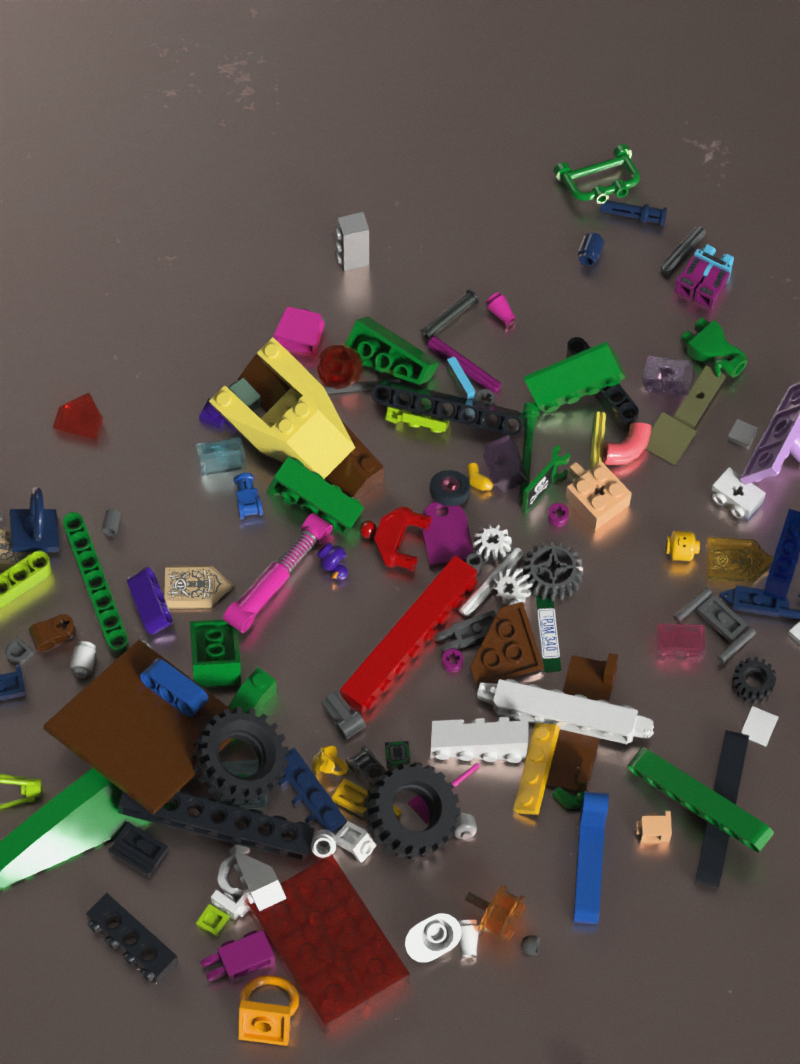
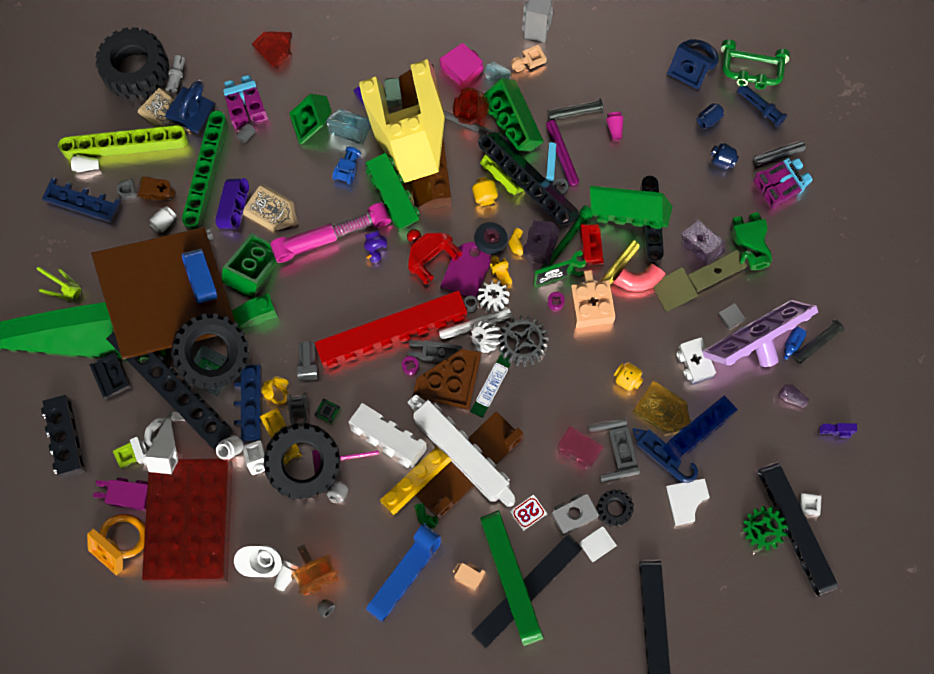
camera: 35 degrees right, 10 degrees up
(89, 491) = (244, 95): none -> magenta hips
(172, 468) = (310, 116): none -> green slope
(342, 319) = (497, 71): none -> clear light blue brick
(367, 284) = (533, 57): none -> light nougat plate
(412, 444) = (484, 191): none -> yellow head
(480, 515) = (499, 269): none -> yellow piece
(538, 207) = (691, 65): none -> dark blue tile
(551, 435) = (591, 245): none -> red hinge
(631, 281) = (724, 156): none -> dark blue head
(670, 735) = (528, 512): none -> sticker
(716, 721) = (586, 514): none -> light grey brick

